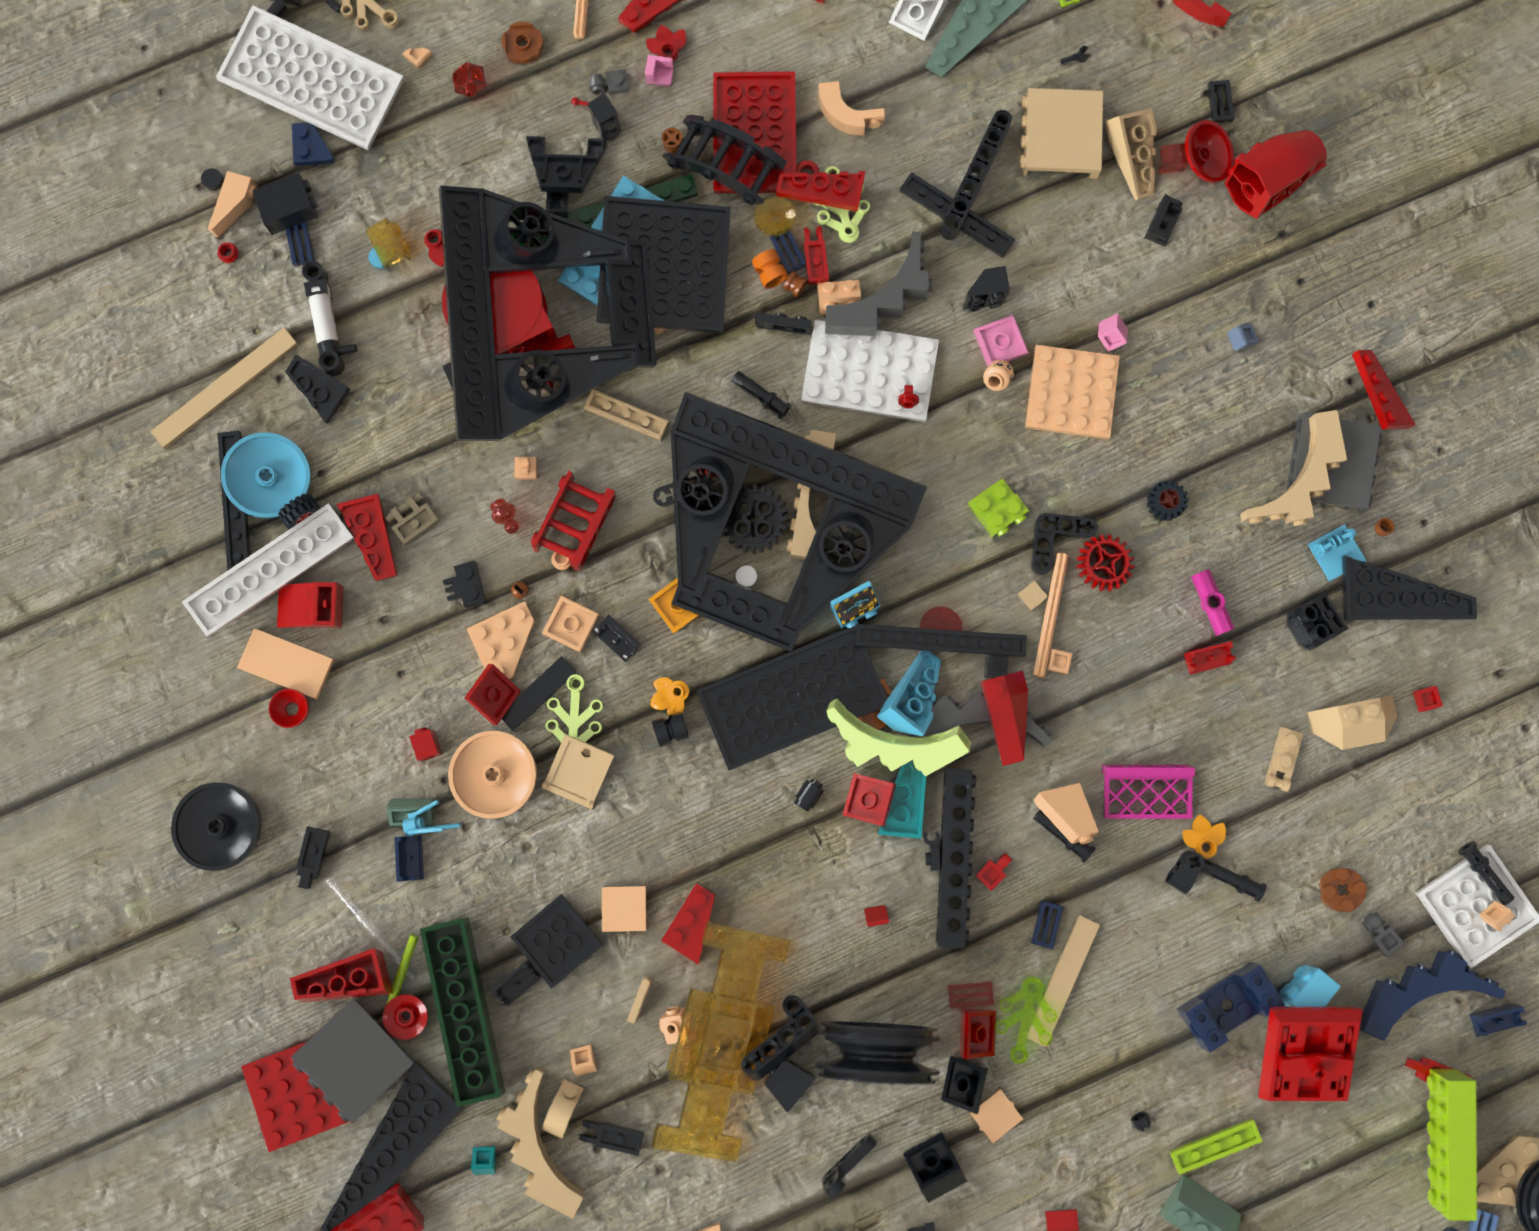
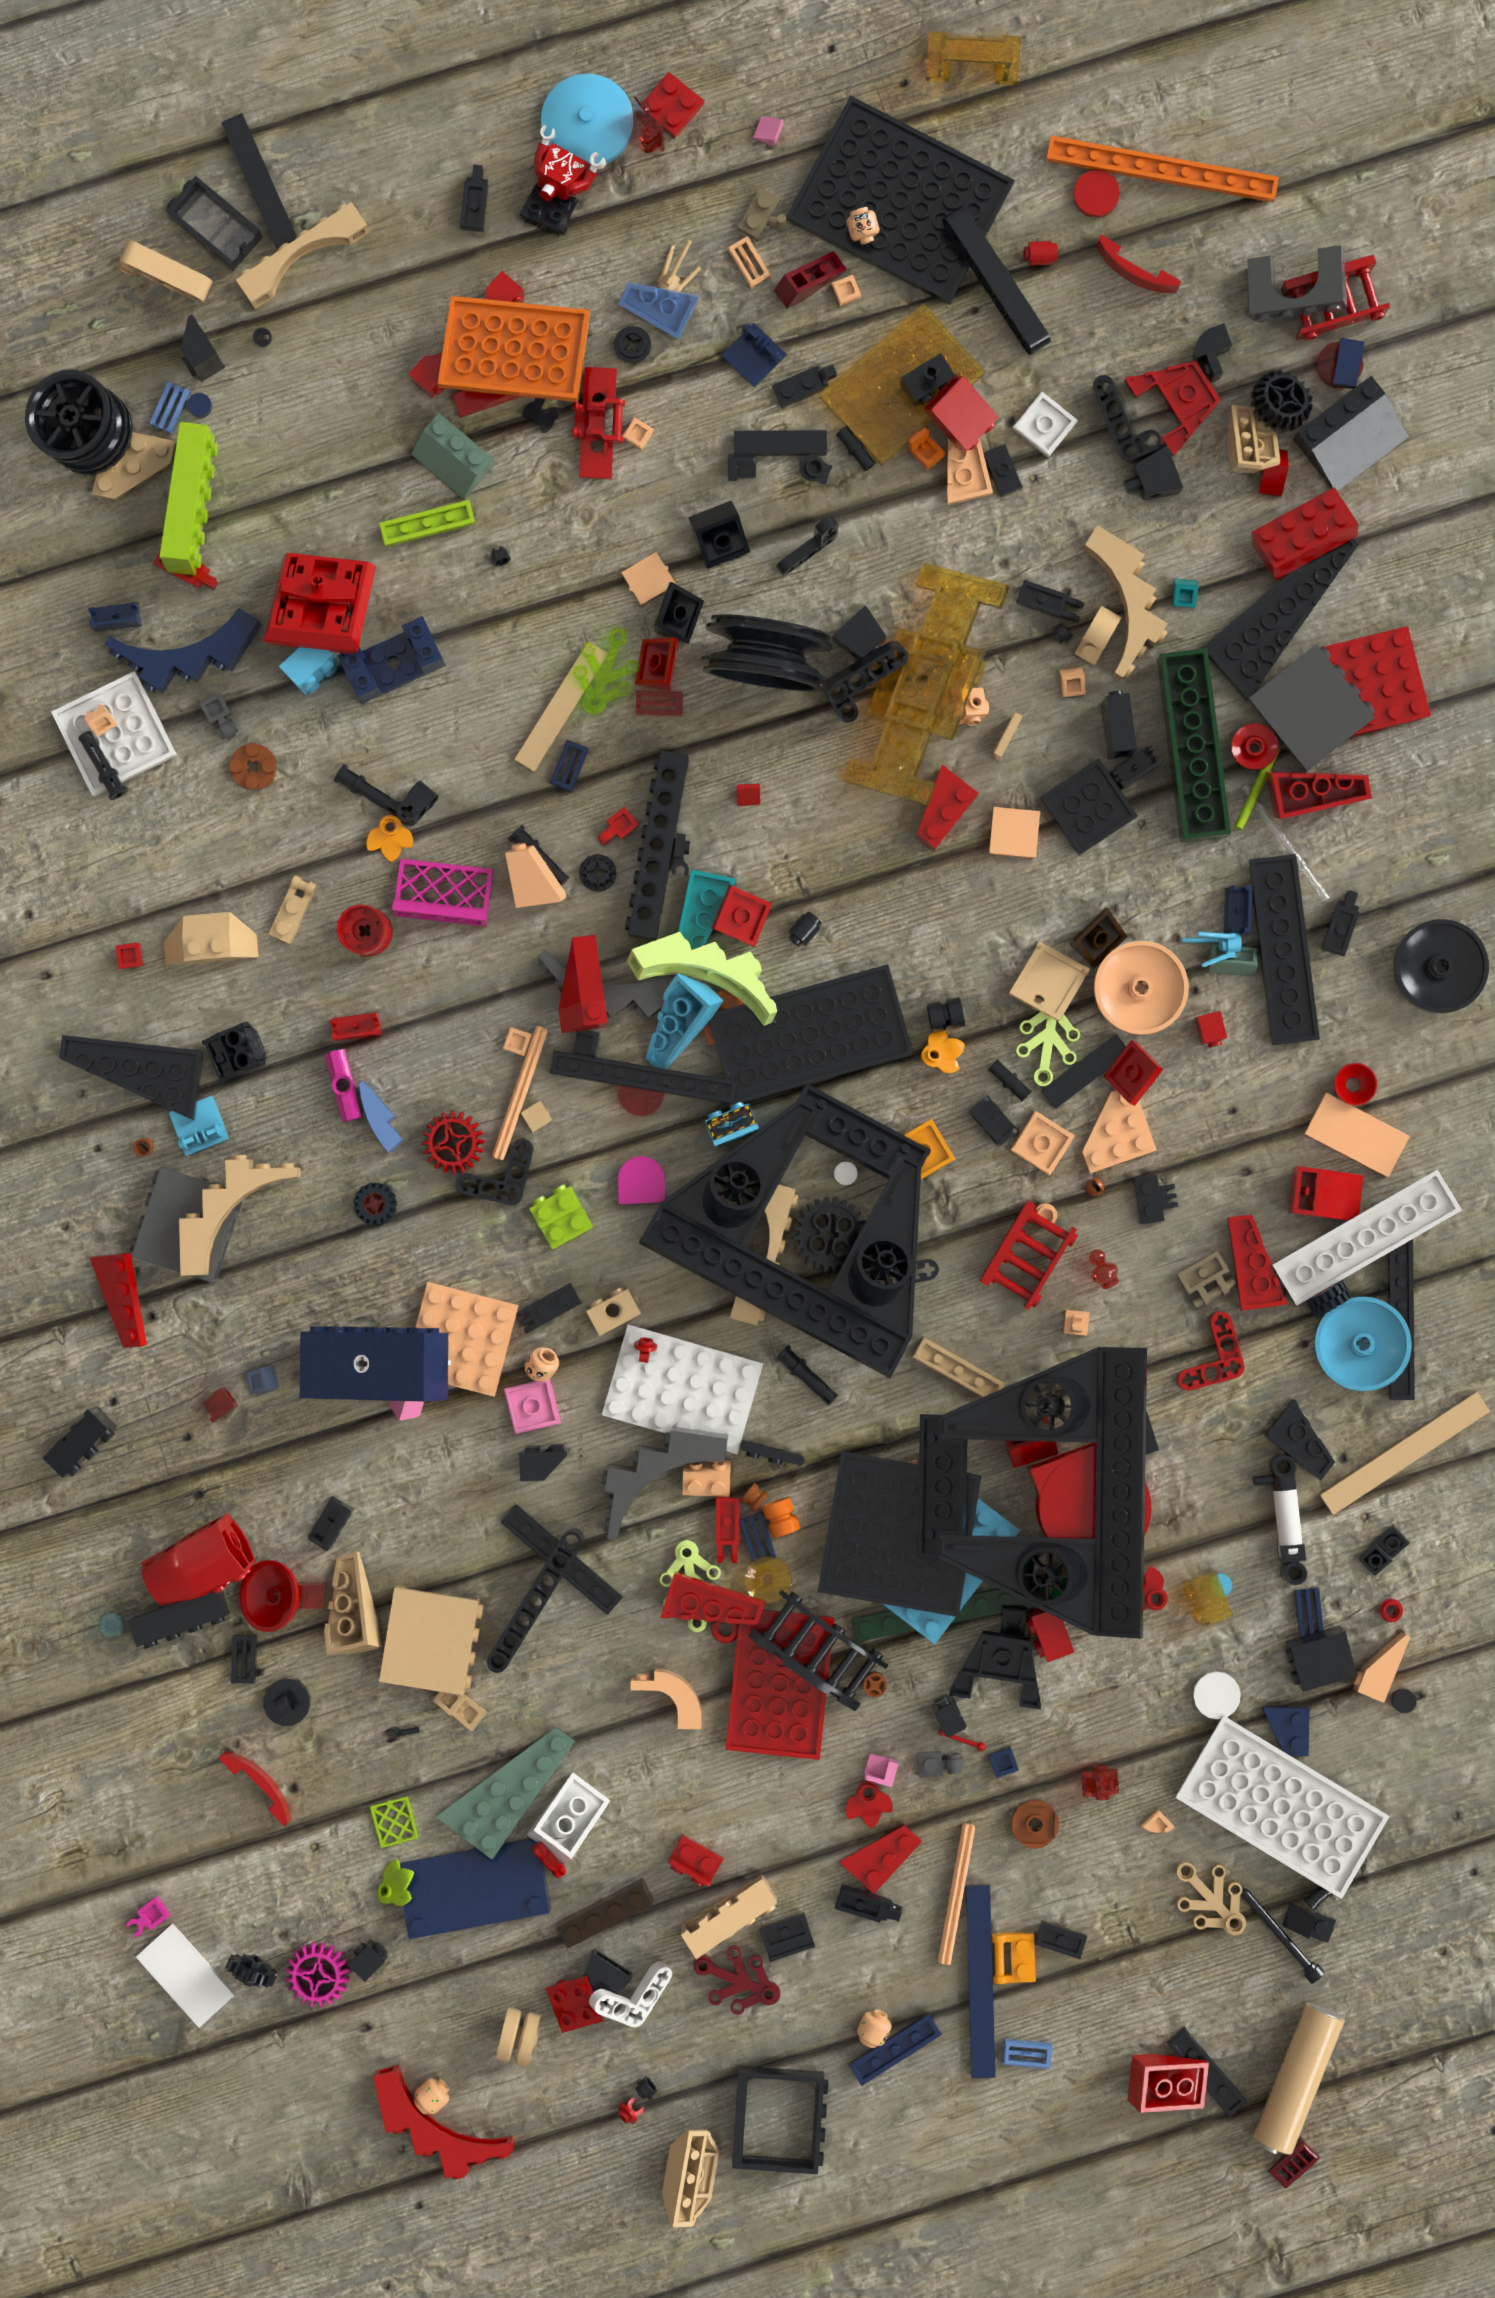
camera: 175 degrees left, 5 degrees up
(238, 303) = (1383, 1549): none -> black slope
(364, 826) = (1283, 949): none -> black plate
(375, 166) = (1216, 1694): none -> white tile
(390, 451) = (1224, 1357): none -> red beam
(521, 187) = (1050, 1633): none -> red brick
(535, 1022) = (1118, 725): none -> black brick
(536, 817) = (1099, 938): none -> dark brown slope
(554, 90) = (1003, 1762): none -> dark blue tile
(597, 1106) = (1061, 634): none -> black plate
(605, 676) = (1009, 1080): none -> black pin
(929, 547) = (641, 1182): none -> dark pink tile
(947, 419) = (605, 1323): none -> tan brick
(997, 428) = (549, 1307): none -> black hinge
(999, 819) = (589, 880): none -> black gear
(1021, 80) = (462, 1708): none -> tan slope
(1150, 350) = (374, 1363): none -> dark blue piece
(1175, 577) = (379, 1118): none -> medium blue slope
(1178, 70) = (287, 1702): none -> black tile
(1227, 741) = (351, 933): none -> red wheel
(1276, 311) = (220, 1404): none -> clear red panel
(1307, 115) = (178, 1617): none -> black brick
(1340, 115) = (112, 1625): none -> clear light blue plate
(1395, 263) = (80, 1442): none -> black wedge

